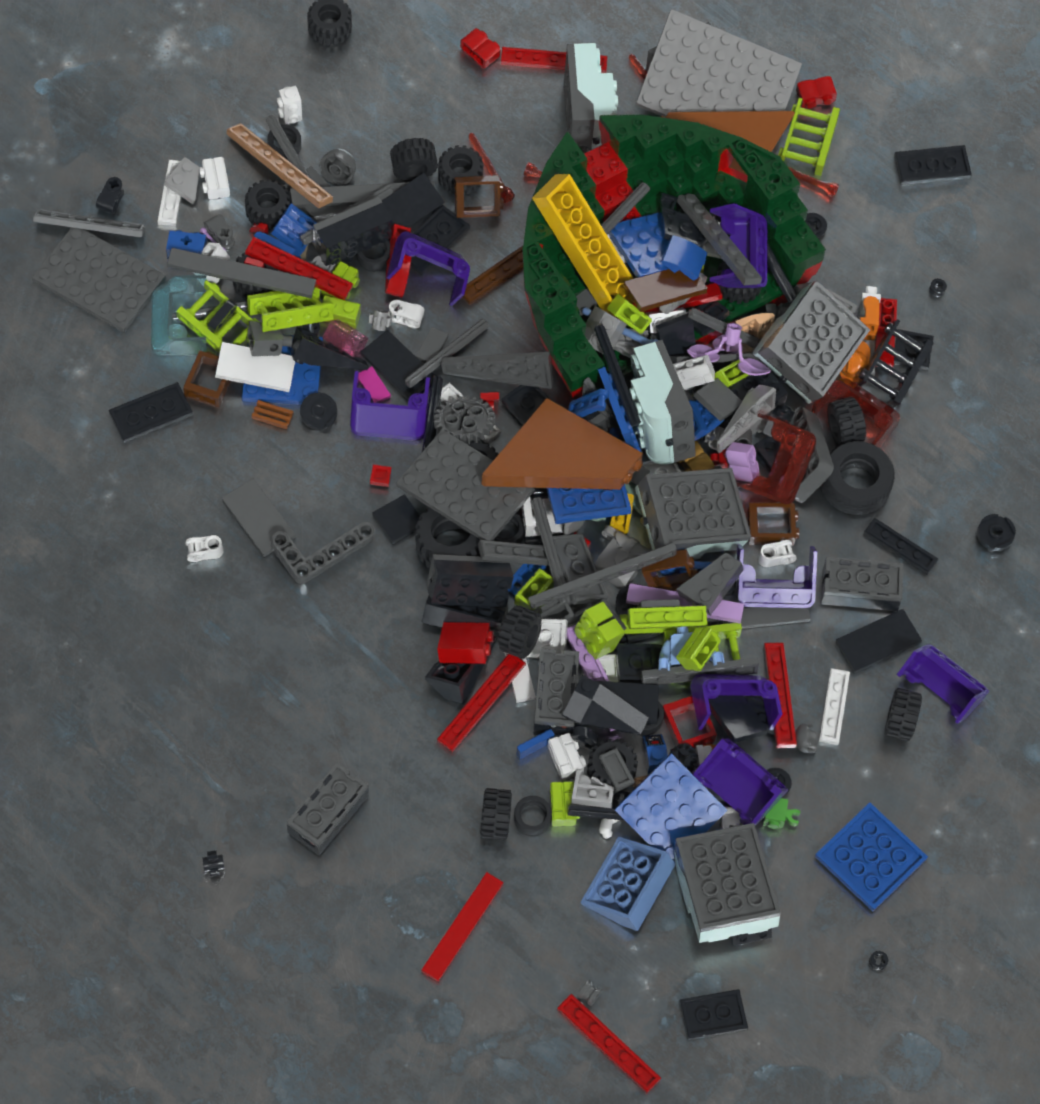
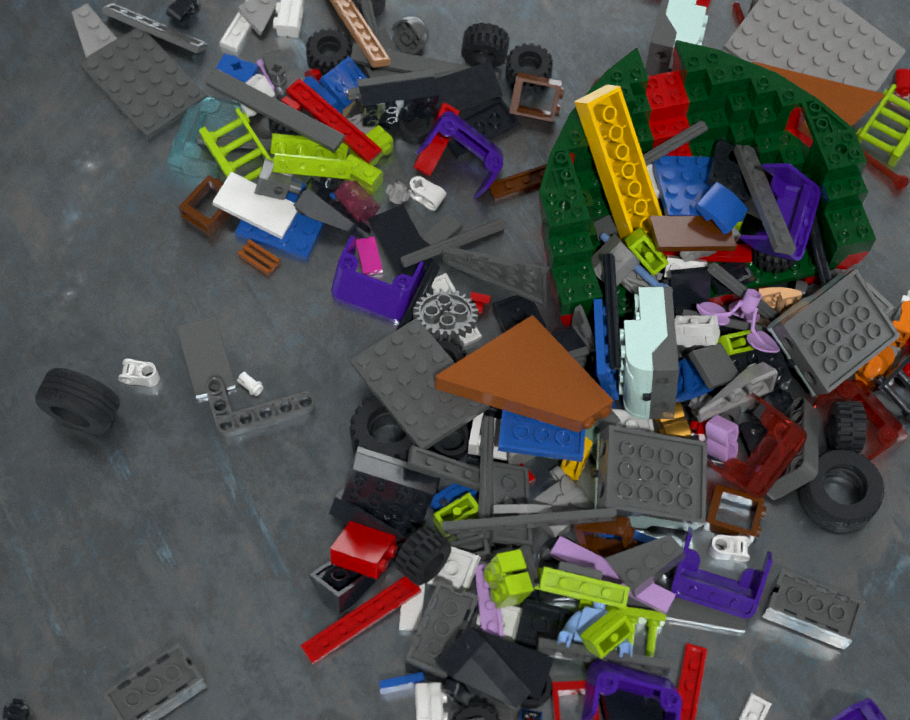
camera: 20 degrees right, 0 degrees up
(31, 243) = (92, 31): none -> light grey wing
(150, 412) = (141, 223): black tile -> none
(165, 585) = (77, 400): none -> black tyre
(222, 316) = (241, 146): black beam -> none
(308, 530) = (250, 384): none -> white pin
(318, 411) = (304, 266): black tile -> none
(380, 475) = (343, 348): red plate -> none
(397, 518) = (343, 397): black tile -> none
(507, 194) = (567, 103): clear red piece -> none
(589, 403) = (574, 332): blue plate -> none
(590, 568) = (522, 509): none -> light grey wing
(821, 226) = (880, 212): black gear -> none
(878, 641) = (813, 677): black tile -> none
(900, 546) = (868, 578): black tile -> none

